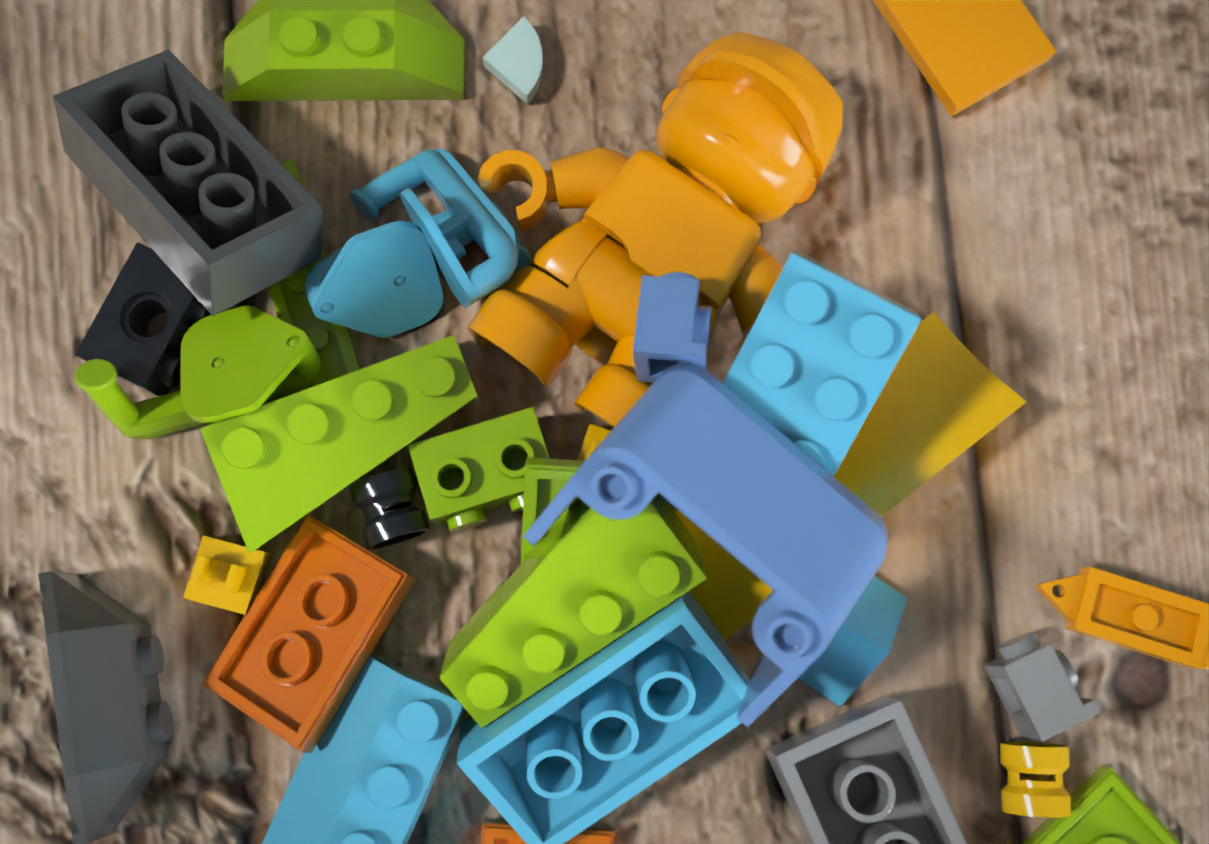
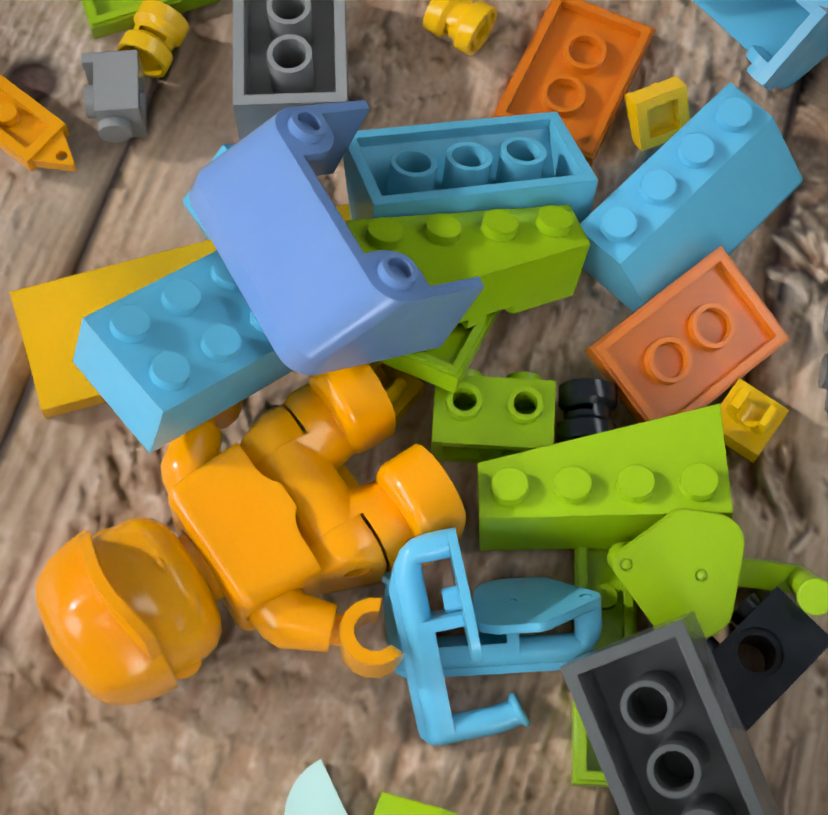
camera: 155 degrees left, 10 degrees down
(670, 325) = (288, 416): medium blue brick -> none

